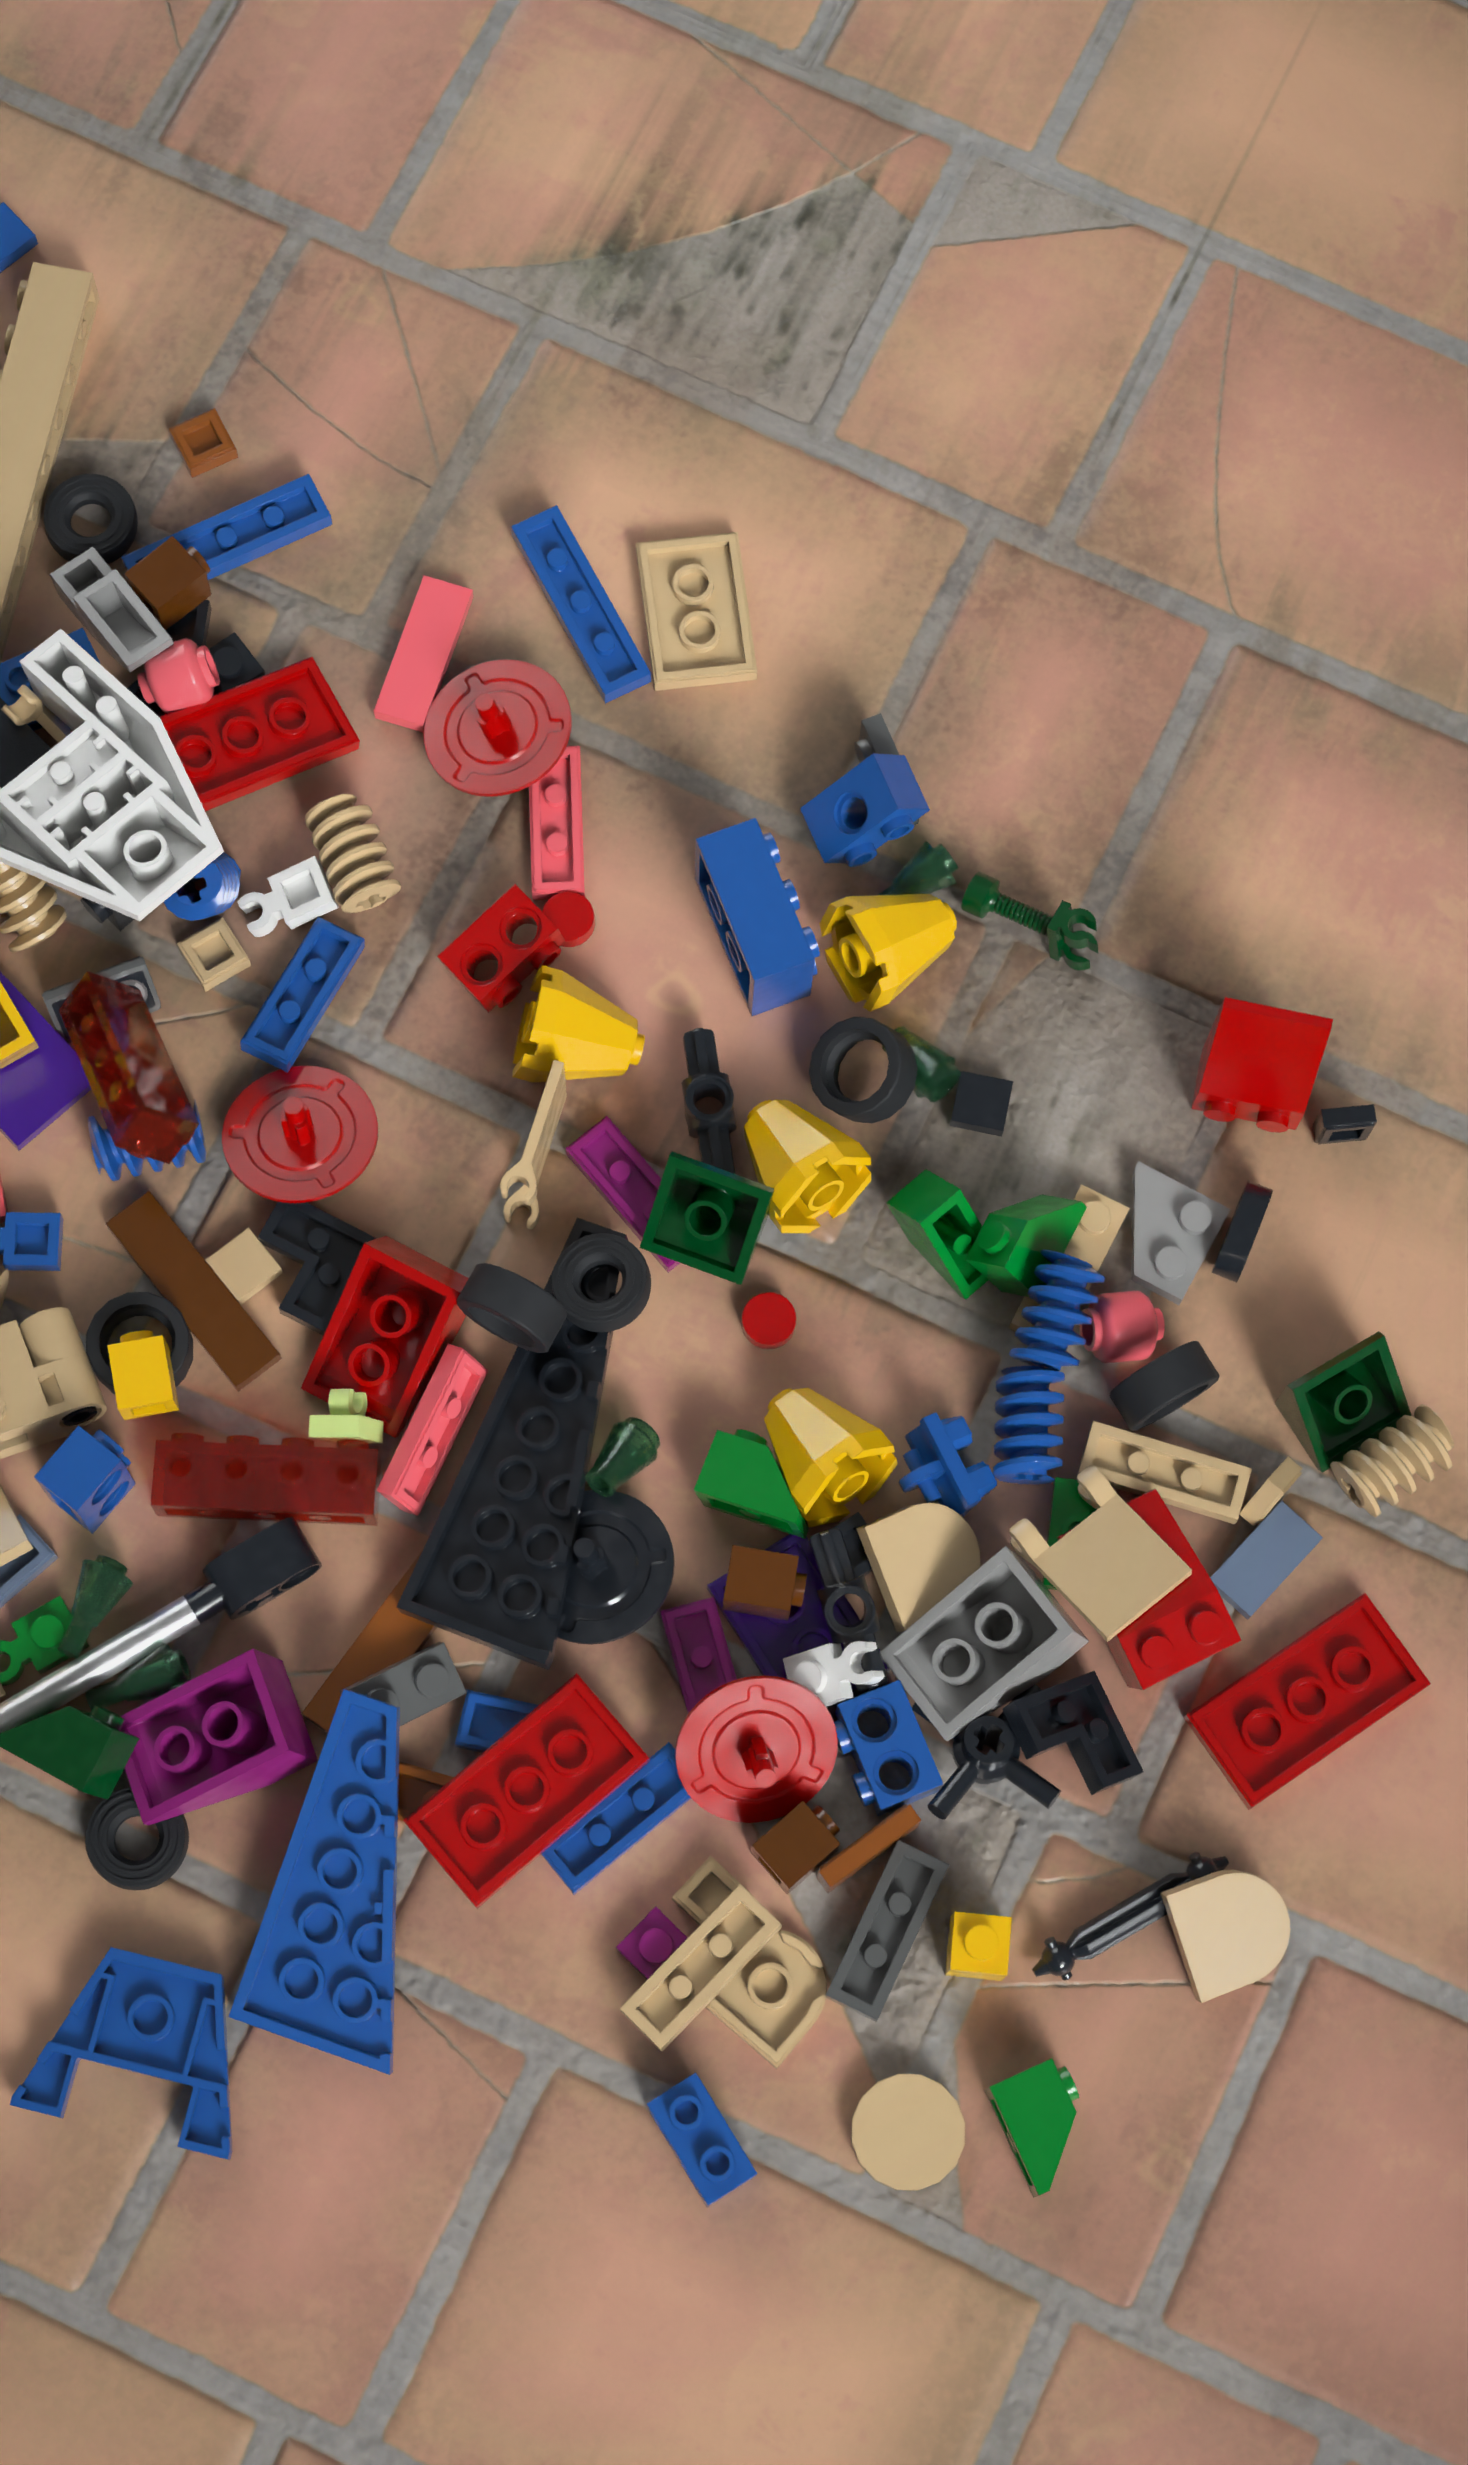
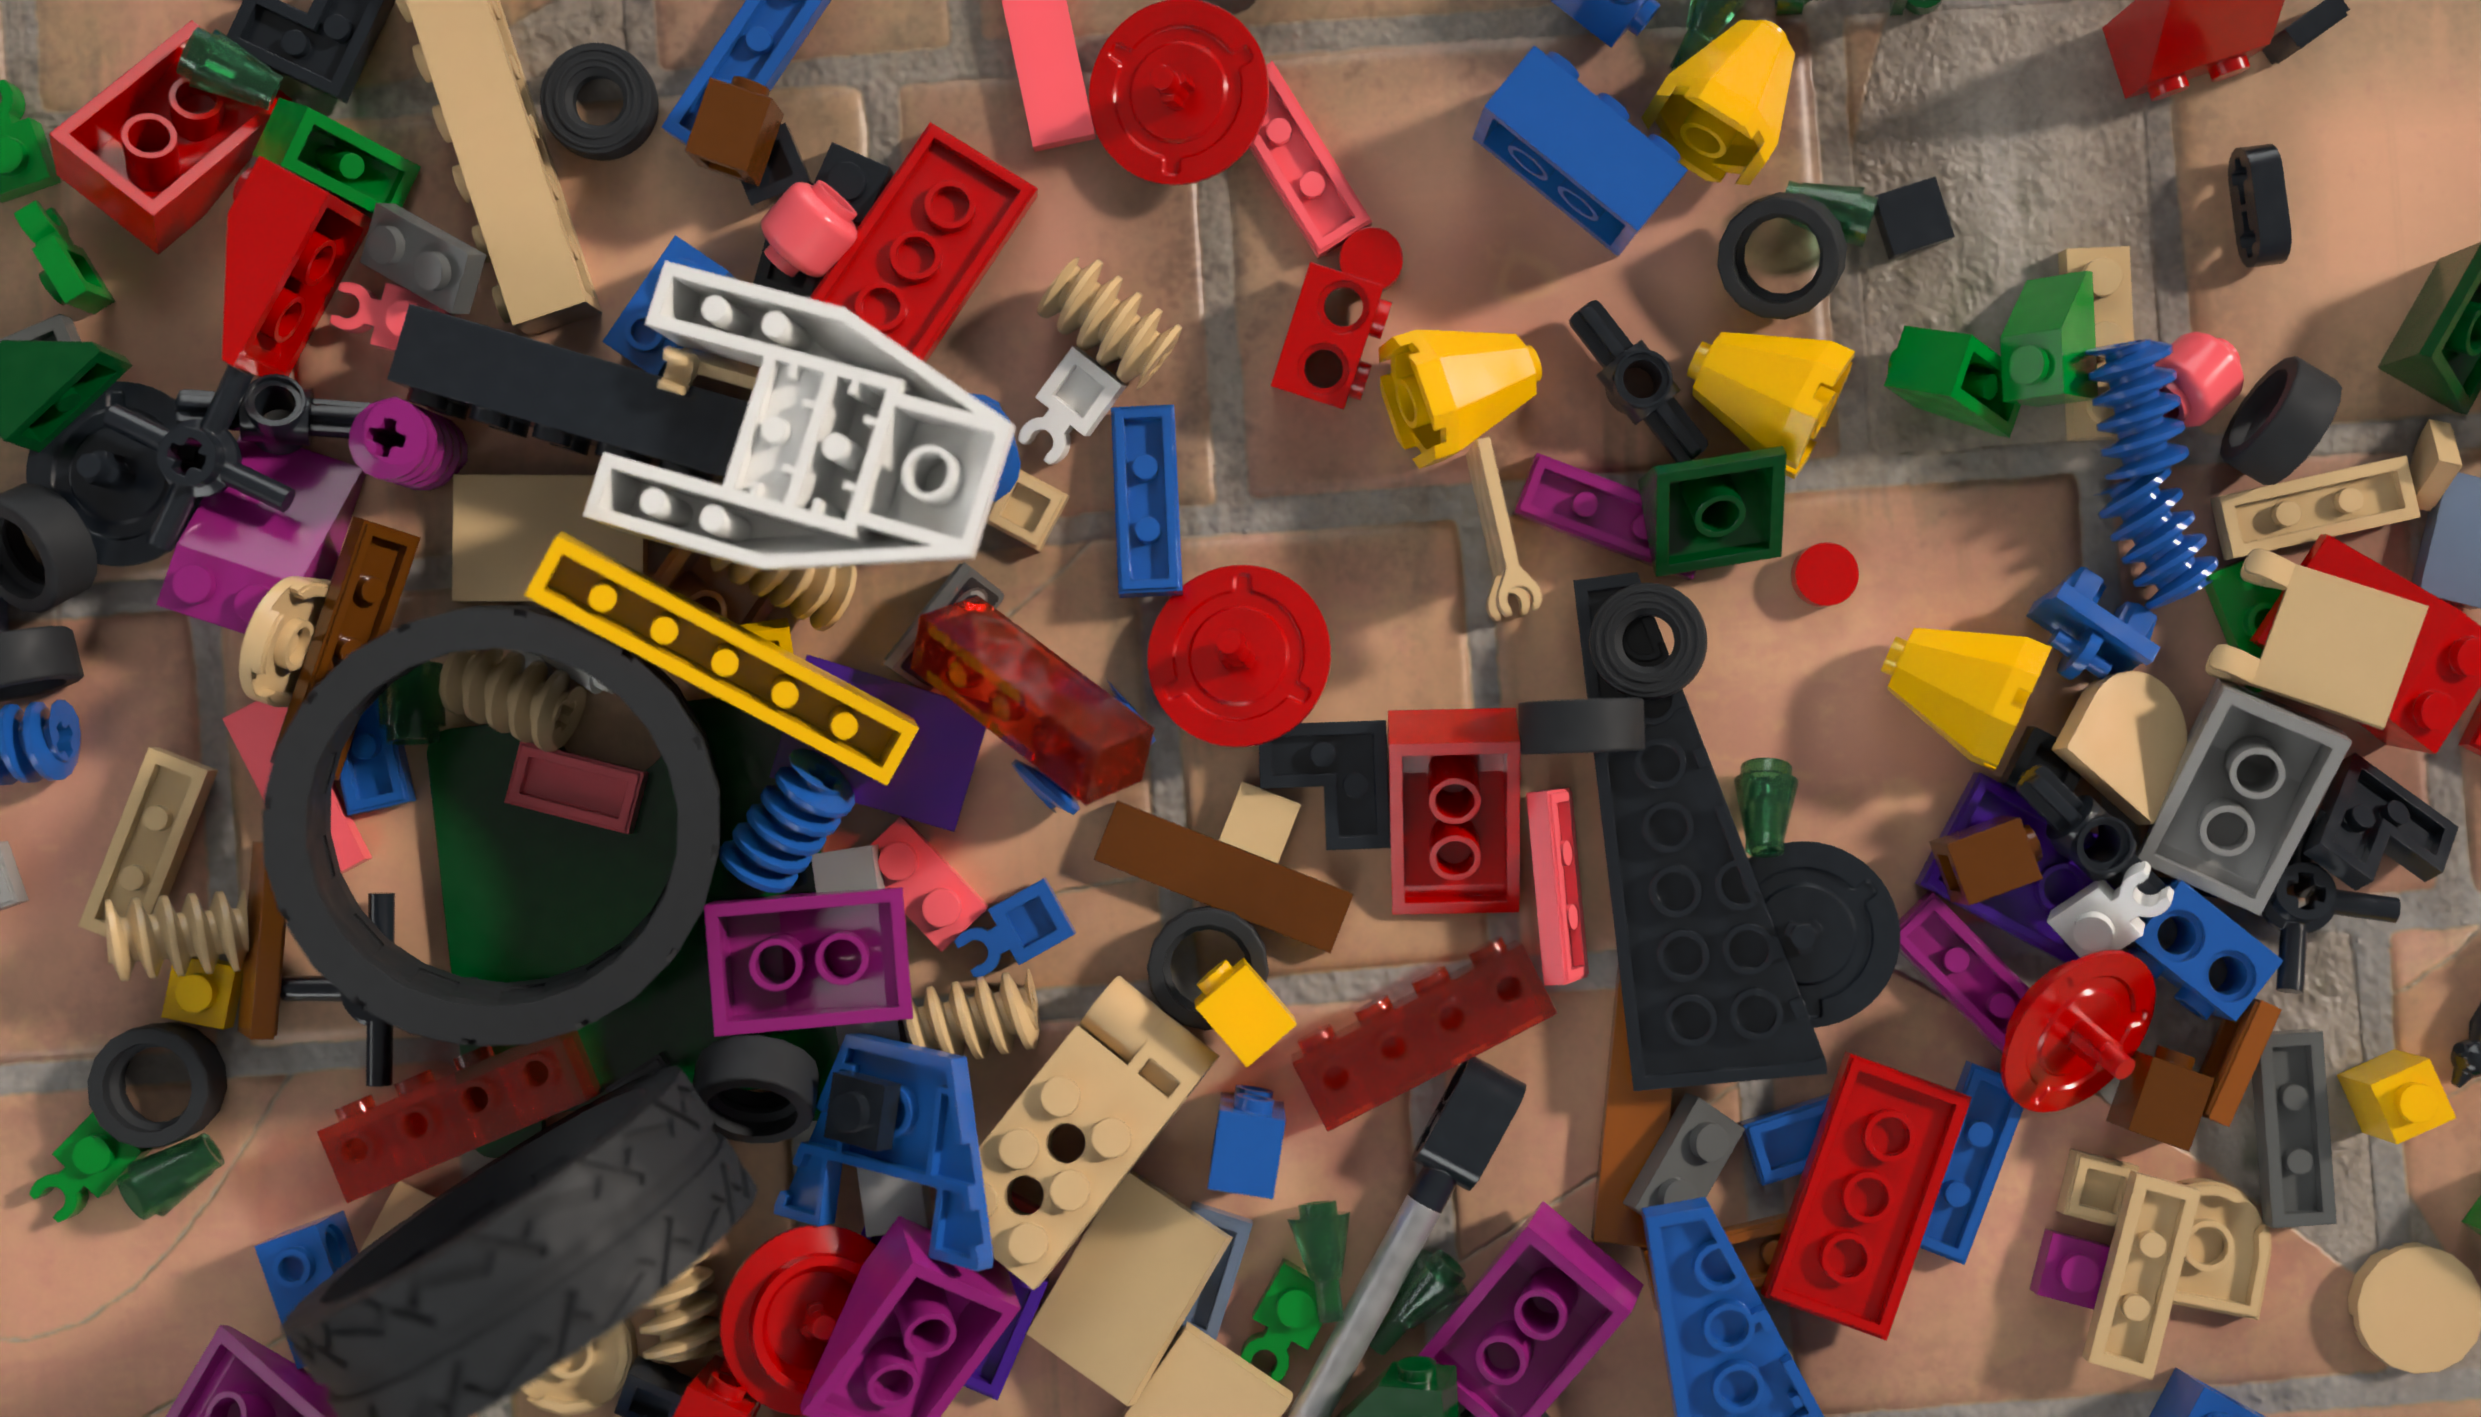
camera: 20 degrees left, 15 degrees up
(110, 610) = (692, 197): light grey slope -> none
(346, 1419) = (1467, 930): yellowish green tile -> none
(748, 1483) = (1912, 759): green slope -> none
(1170, 1232) = (2182, 247): light grey wing -> none

